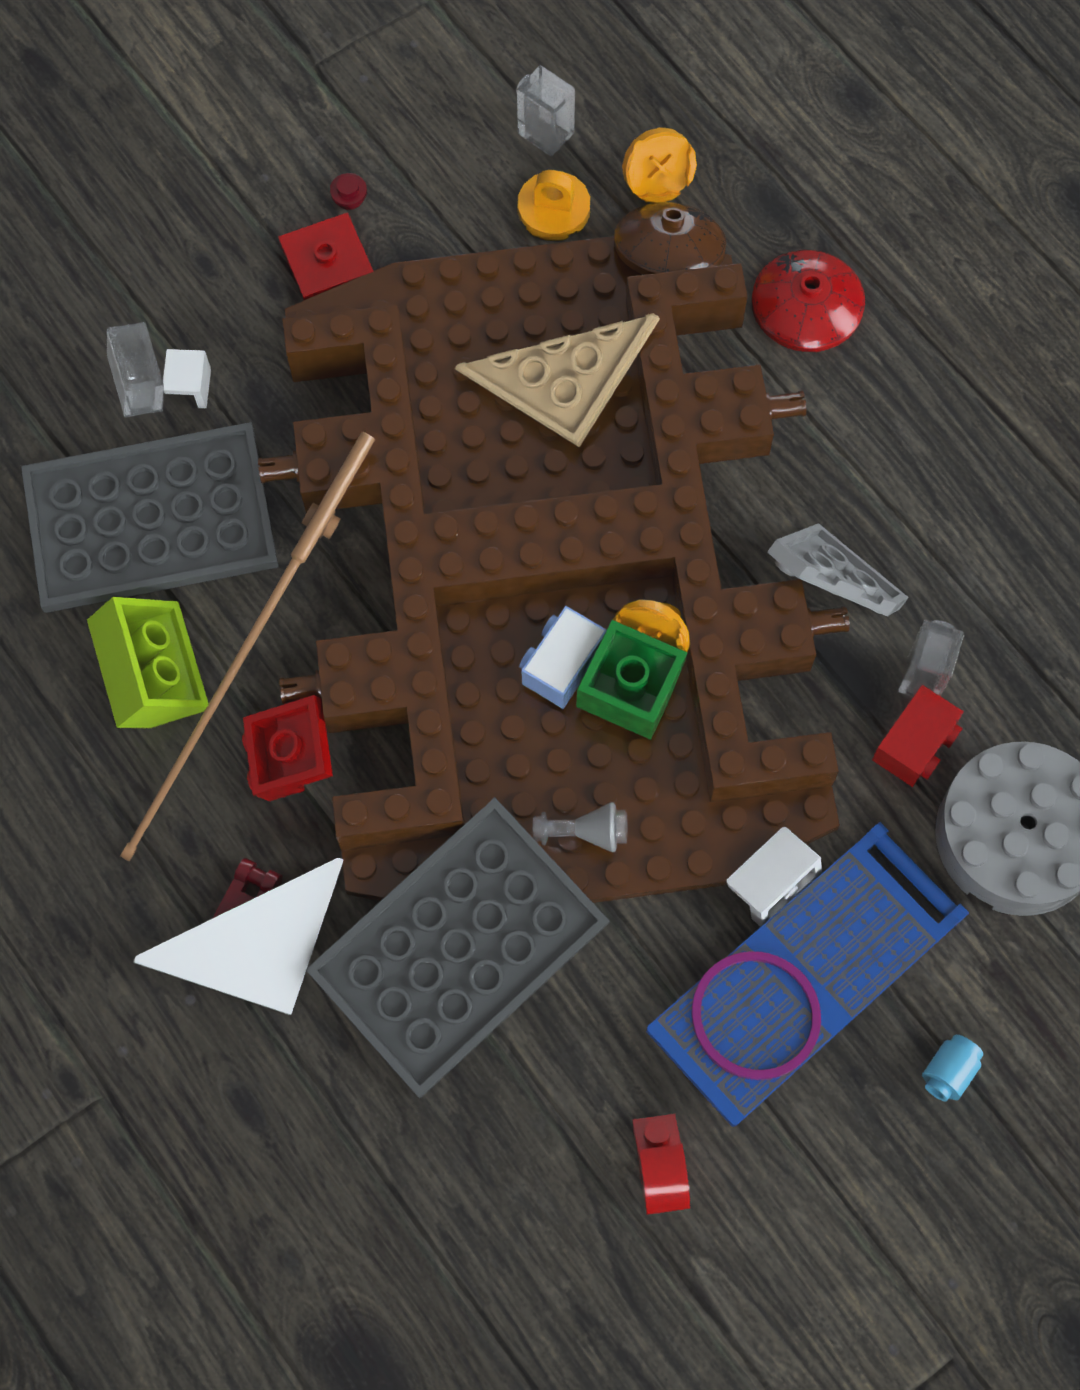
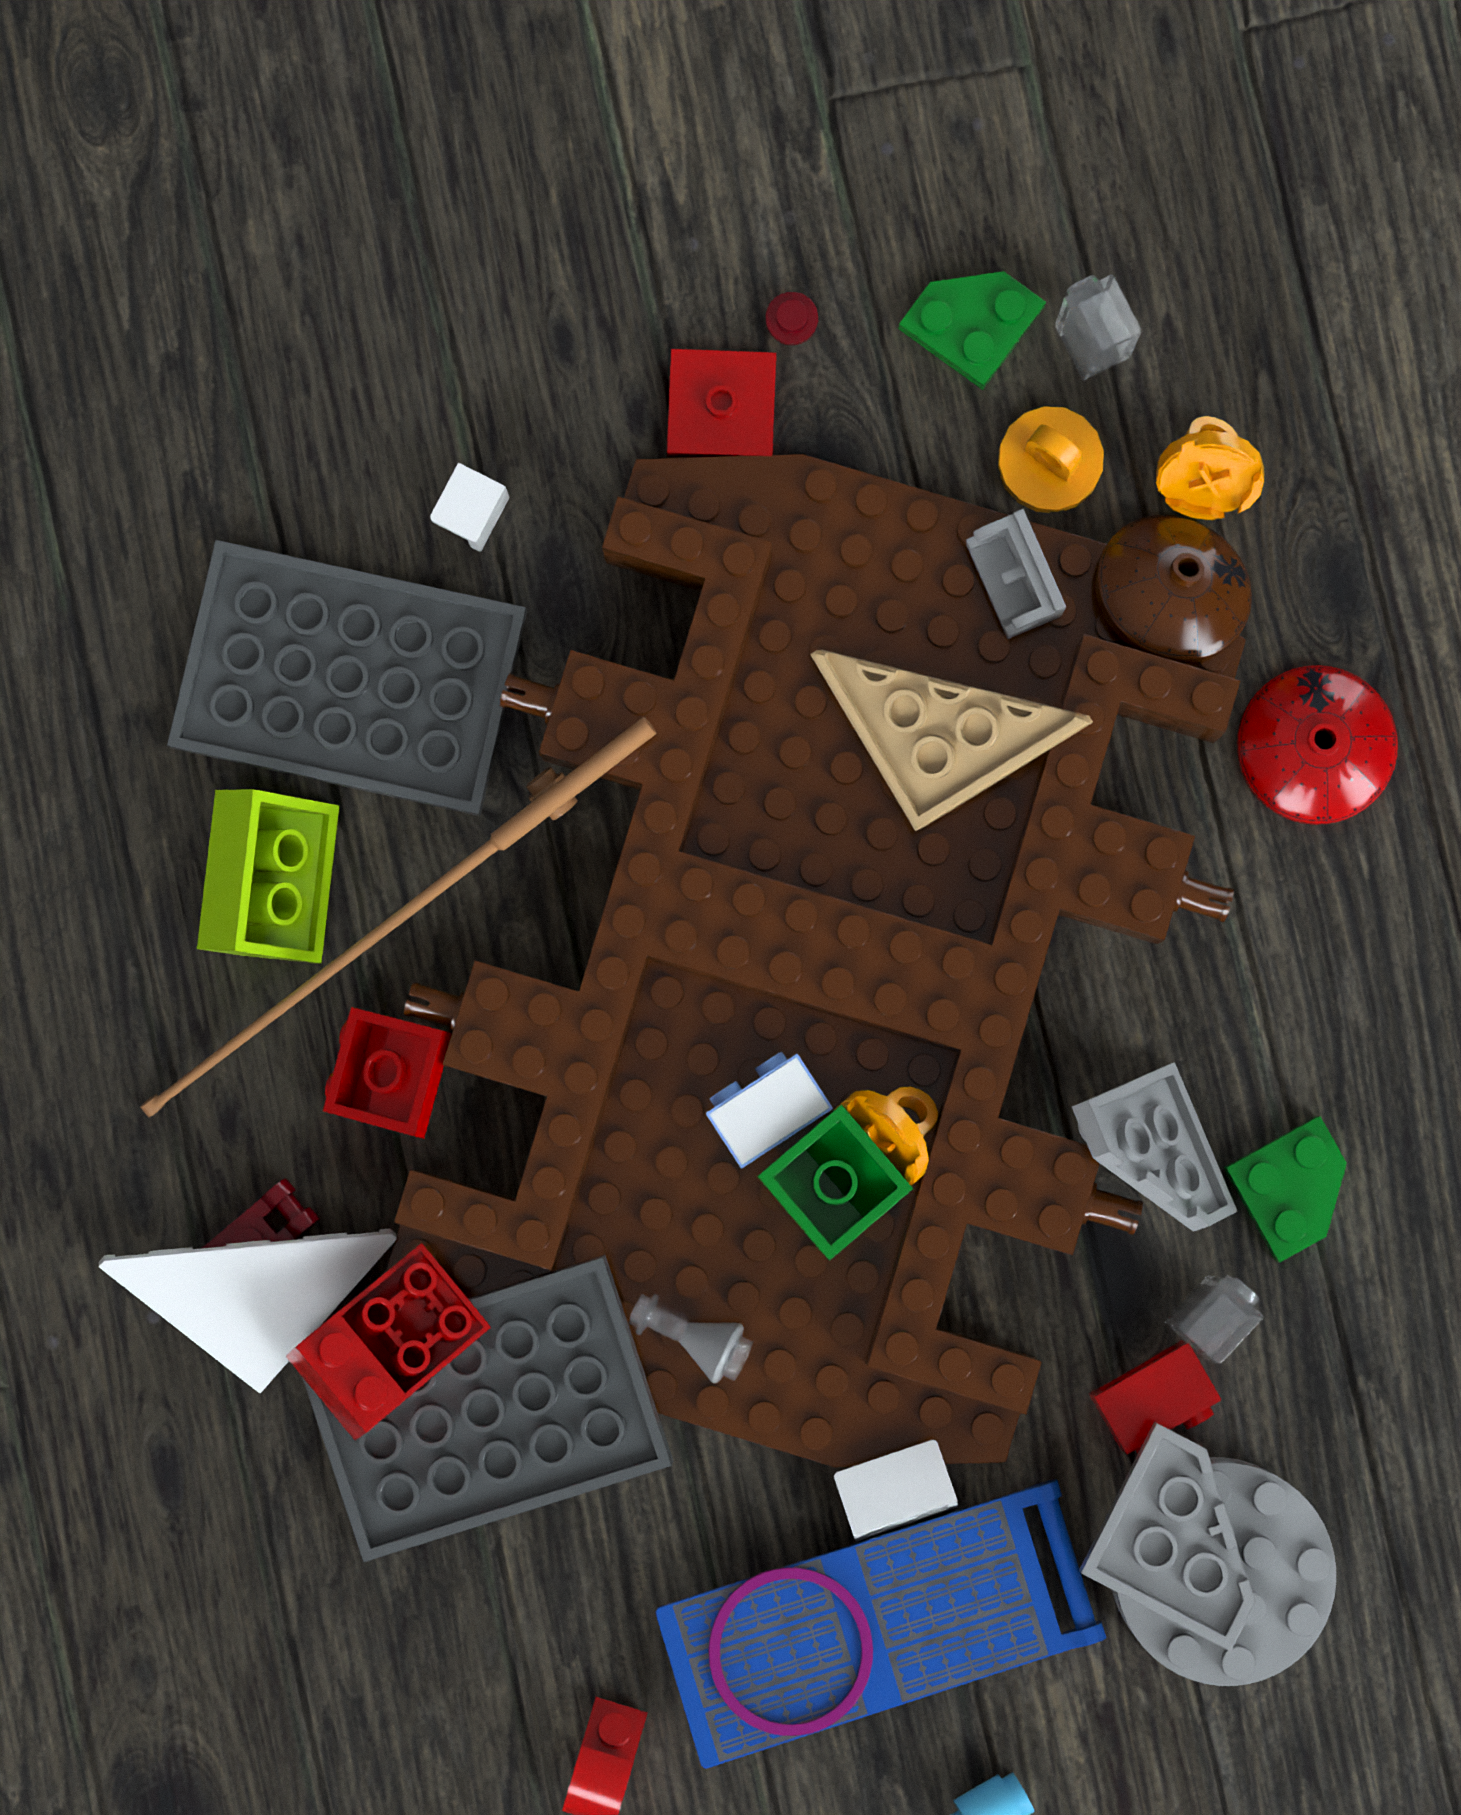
camera: 30 degrees right, 15 degrees up
(135, 369) = (407, 470): clear brick -> none
(366, 924) = (388, 1342): none -> red slope
(465, 149) = (972, 322): none -> green plate
(565, 267) = (1015, 574): none -> light grey hinge
(935, 568) = (1291, 1187): none -> green plate
(983, 808) = (1173, 1542): none -> light grey plate

